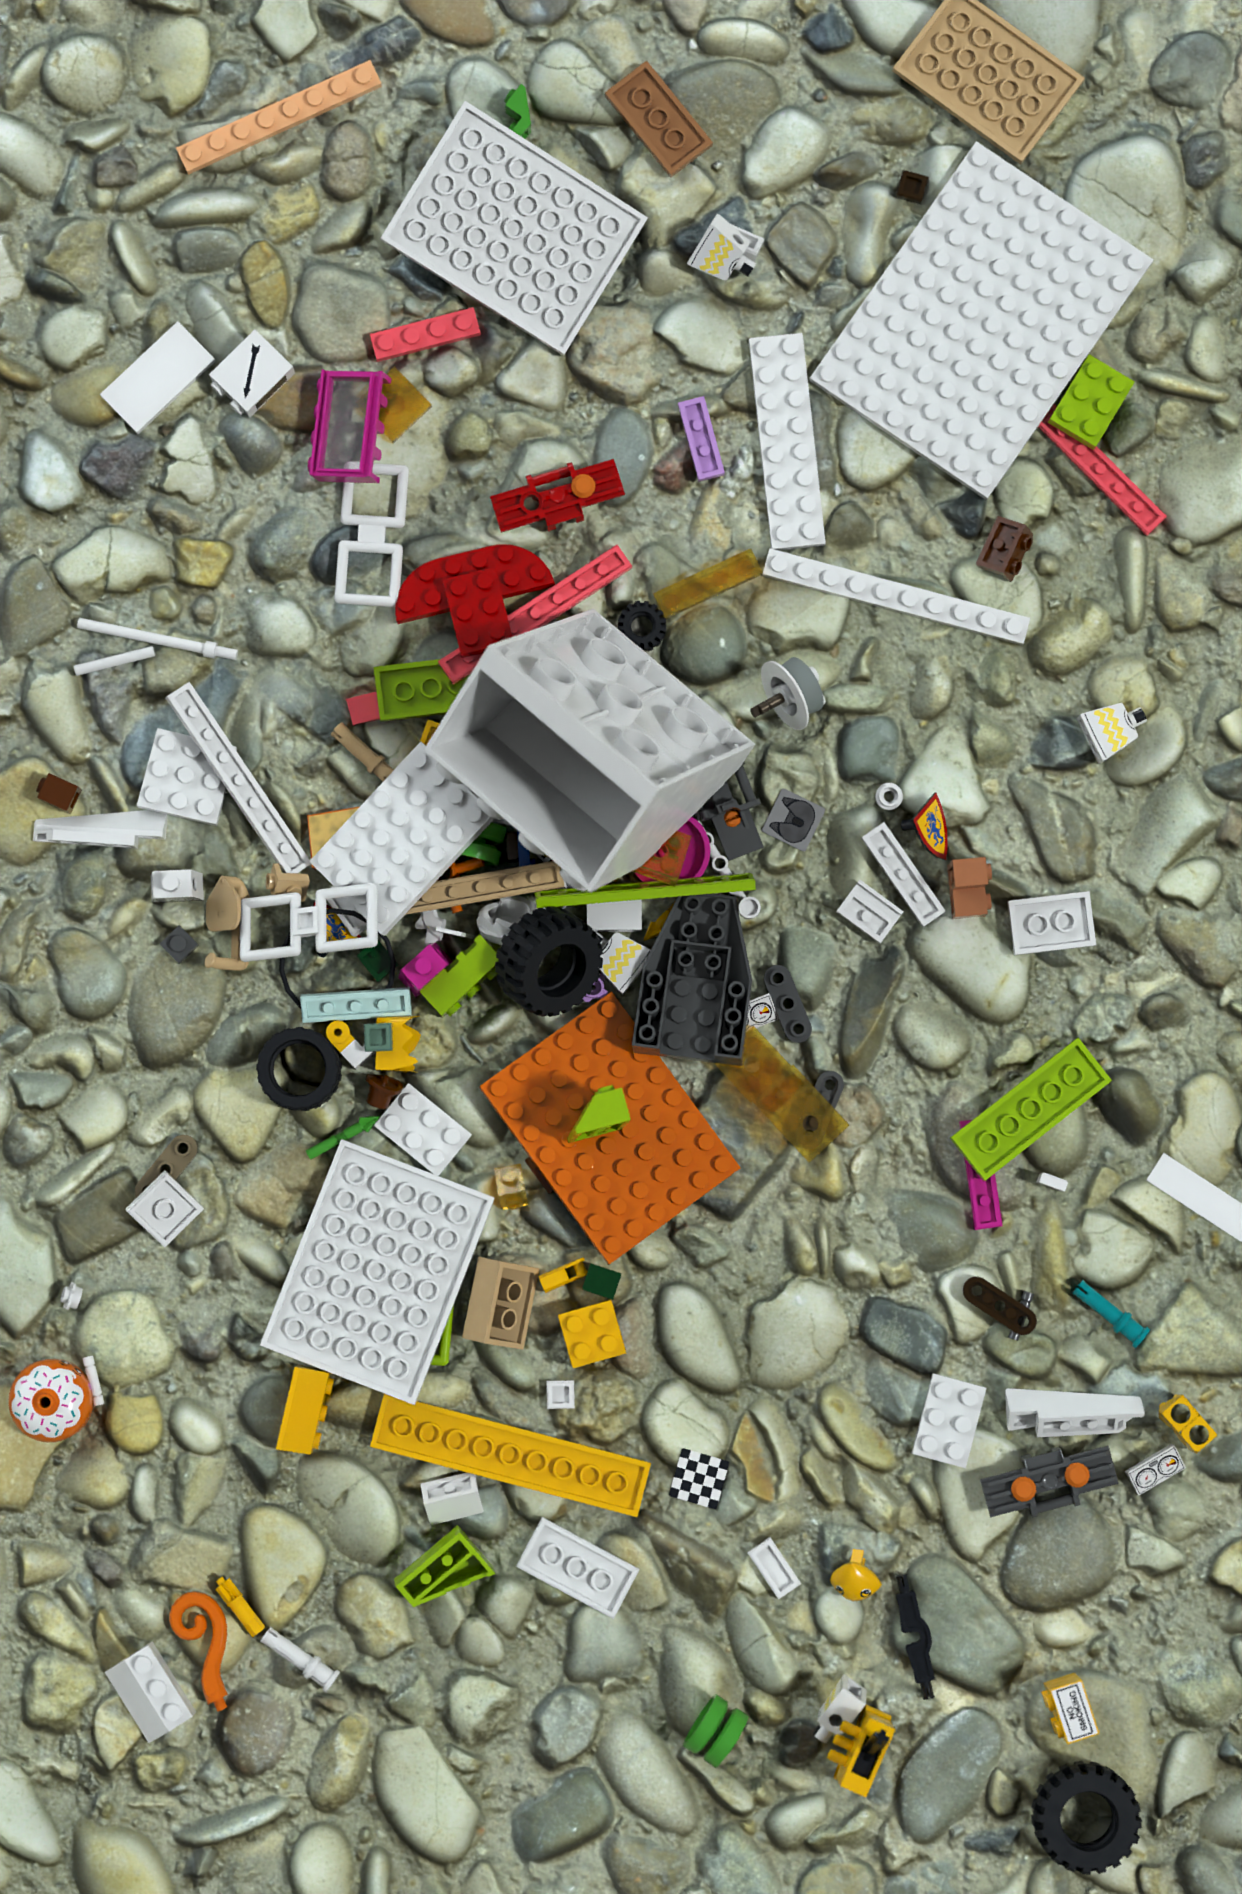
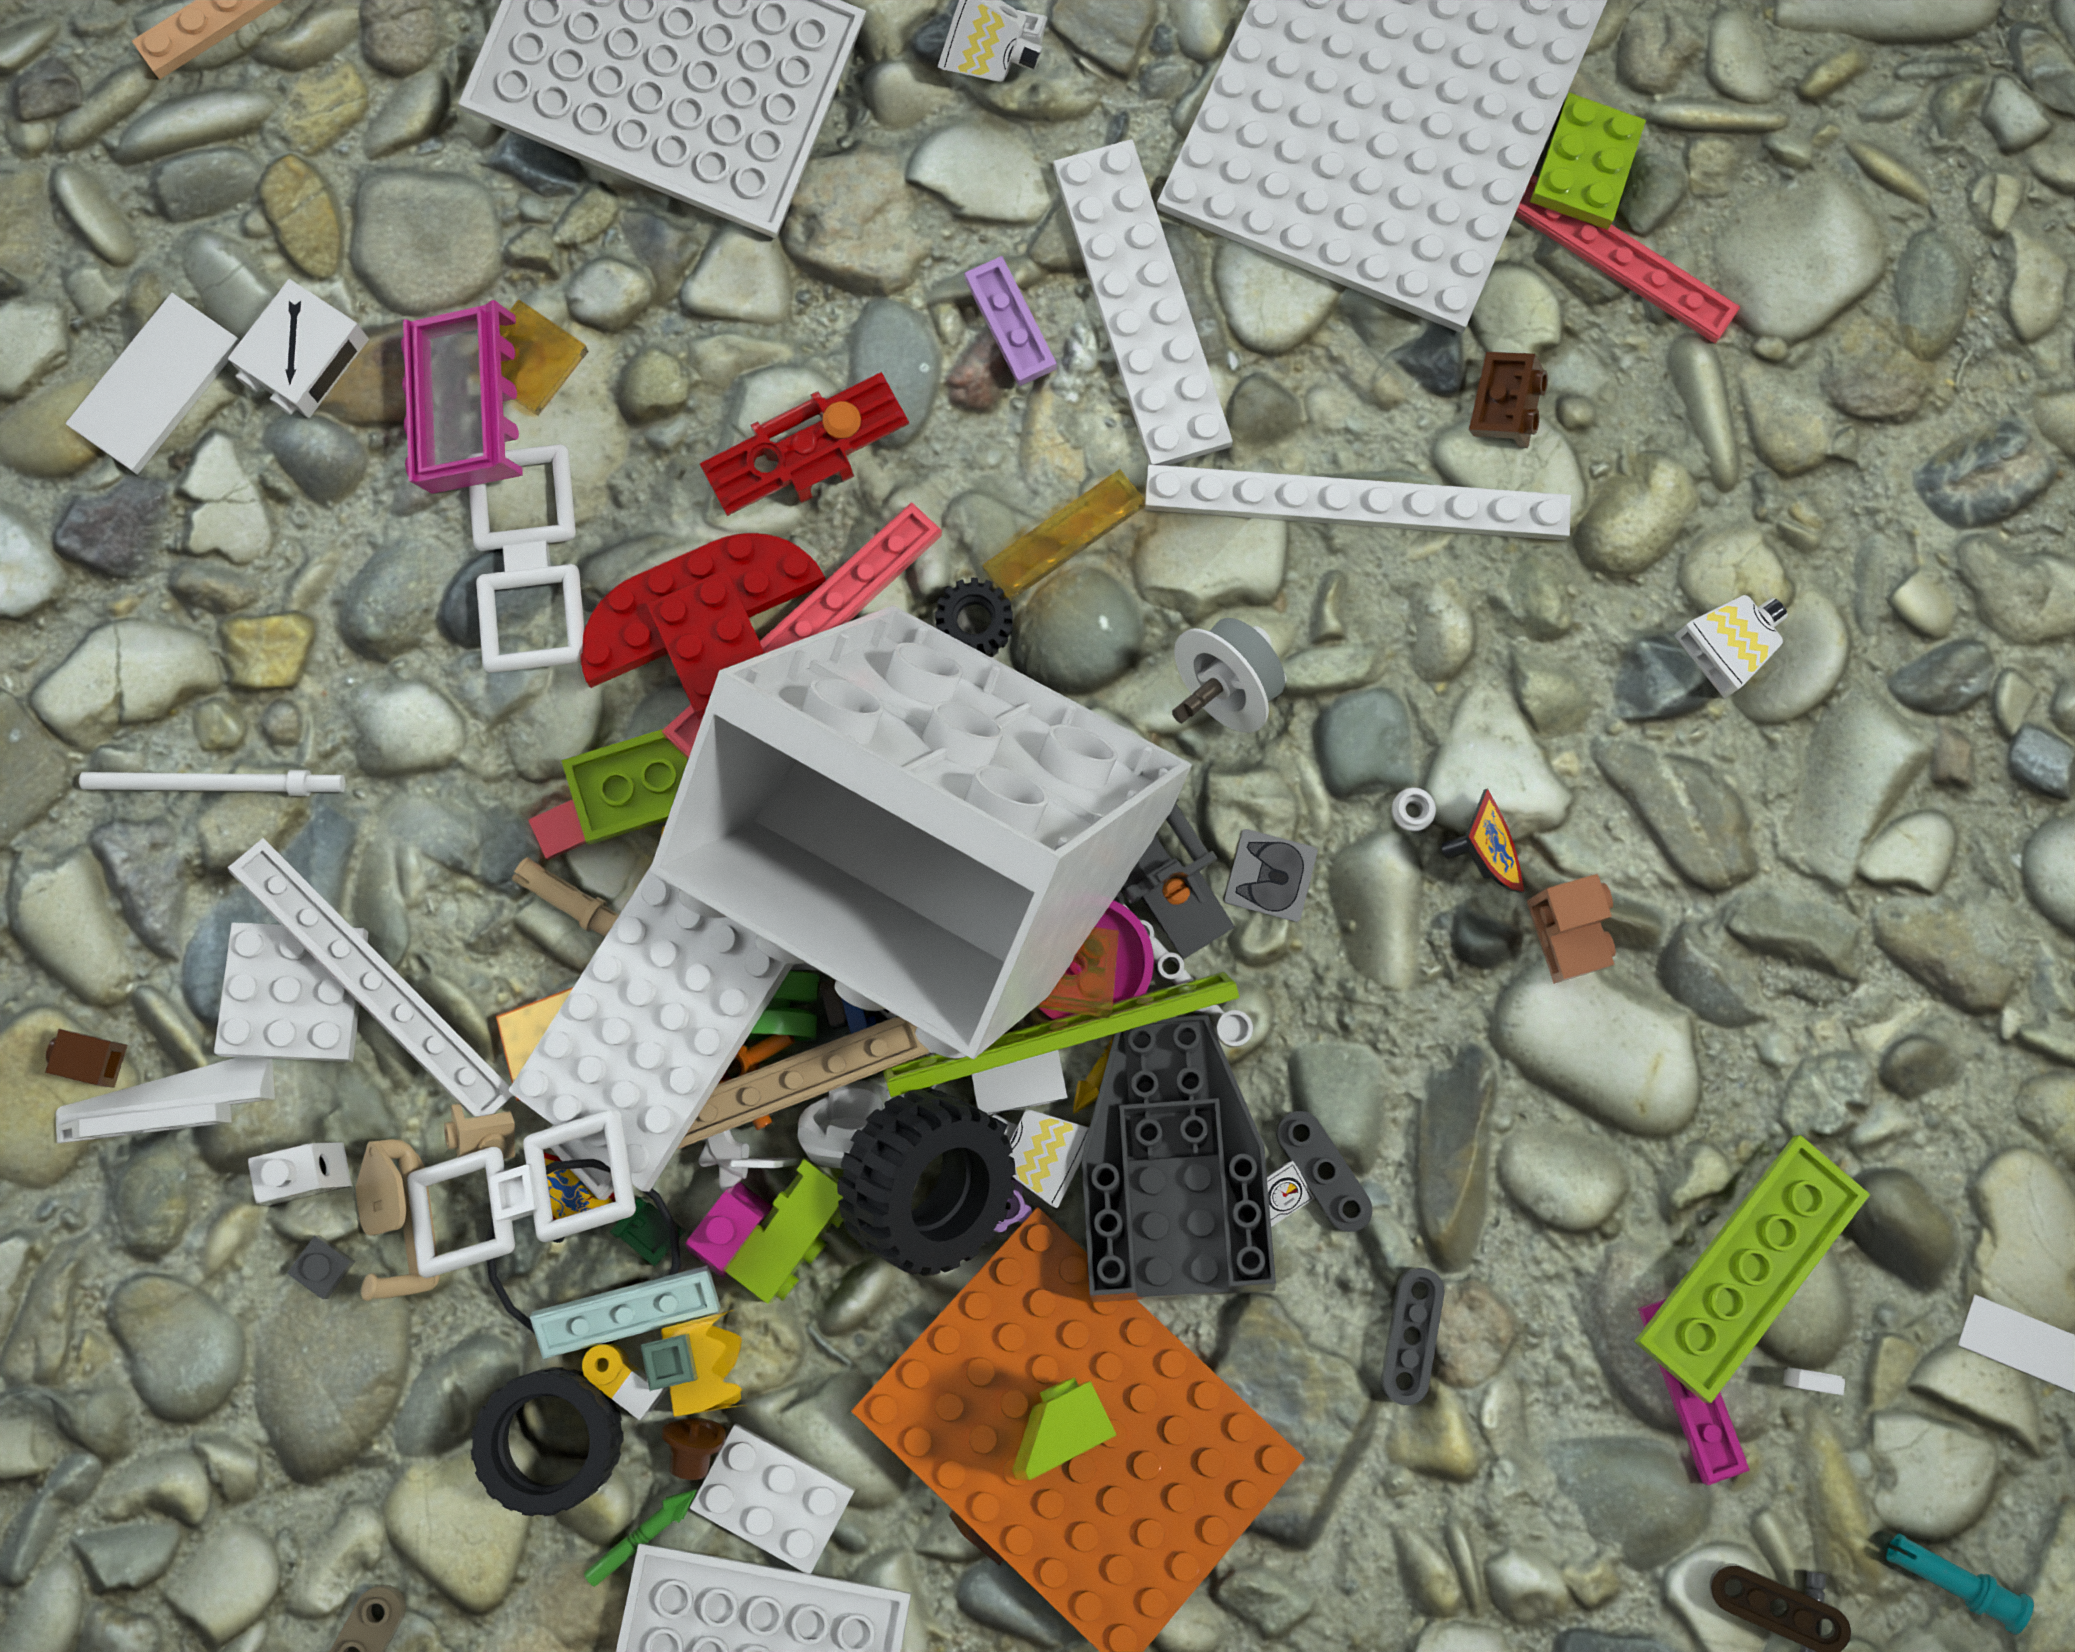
camera: 10 degrees left, 5 degrees down
(113, 661) = (148, 829): white bar -> none
(425, 334) = (558, 245): coral plate -> none
(511, 1186) = (934, 1567): clear yellow bracket -> none
(784, 1097) = (1358, 1331): clear yellow bracket -> none
(869, 911) = (1423, 997): white plate -> none
(903, 874) = (1464, 928): white plate -> none
(1051, 923) = (1713, 960): white plate -> none

